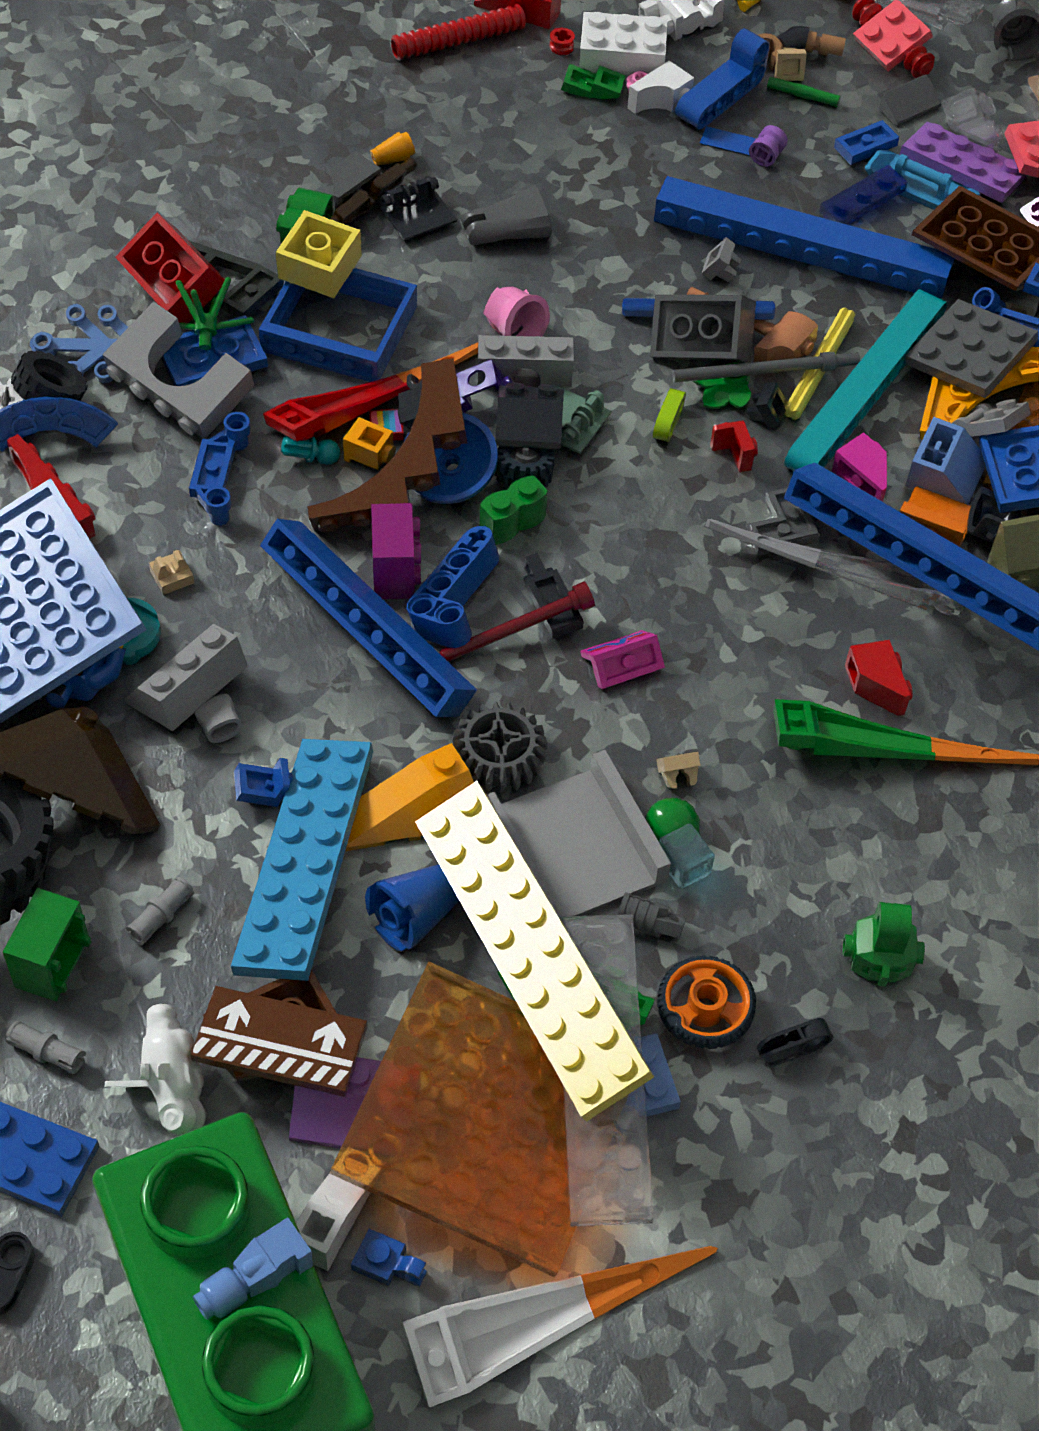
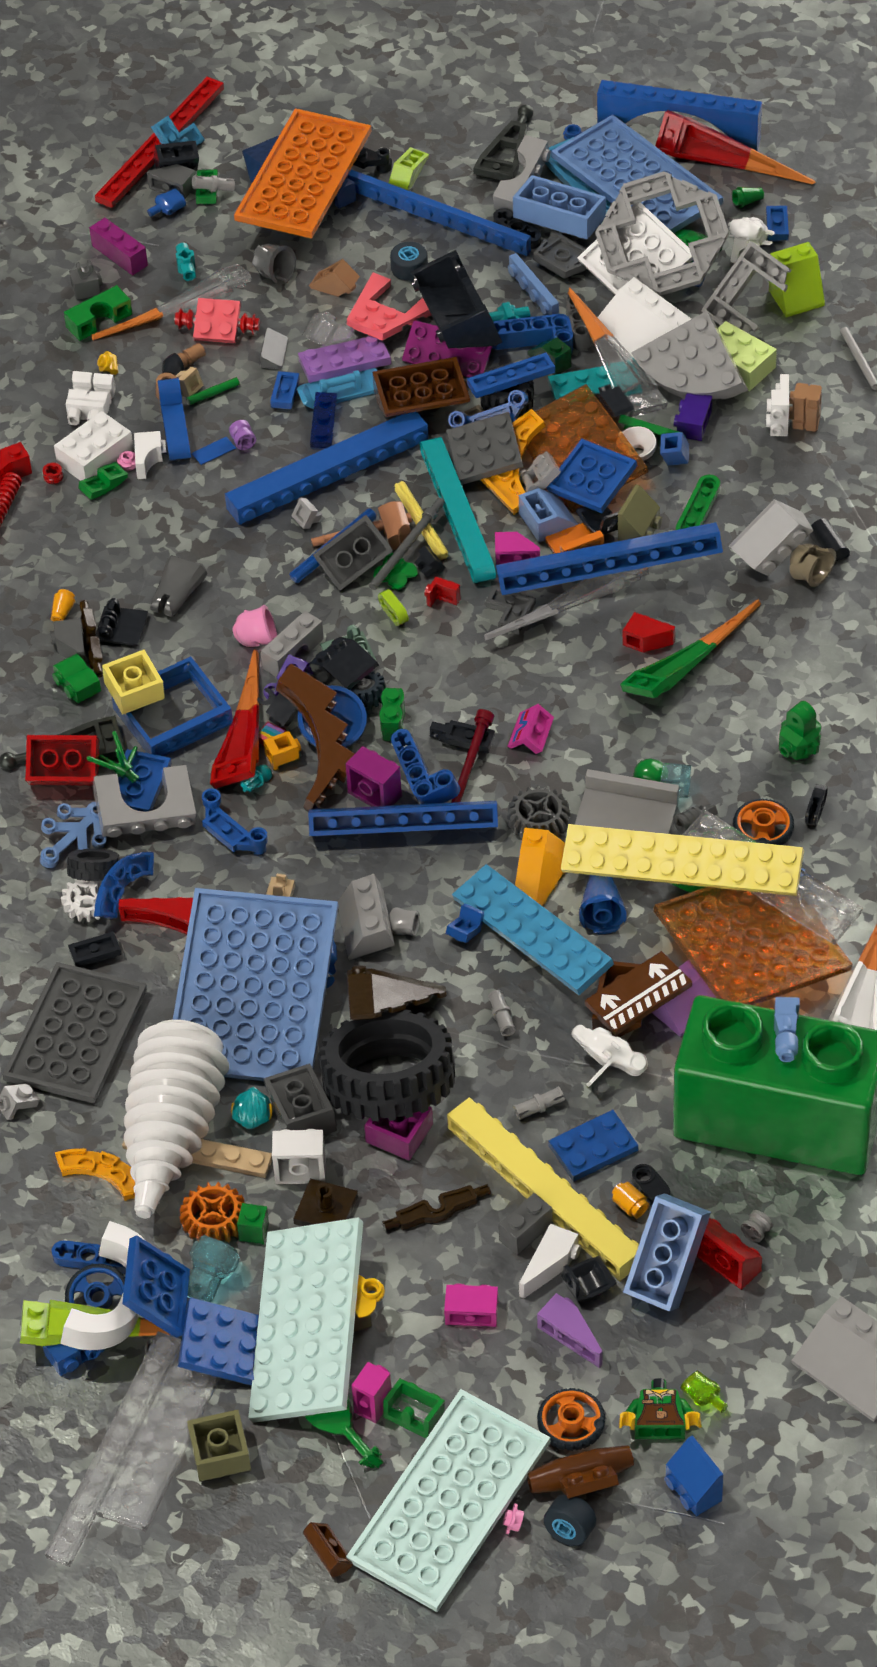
camera: 45 degrees left, 5 degrees down
(46, 944) = (485, 1064): green container -> none
(686, 763) = (620, 748): tan tile -> none

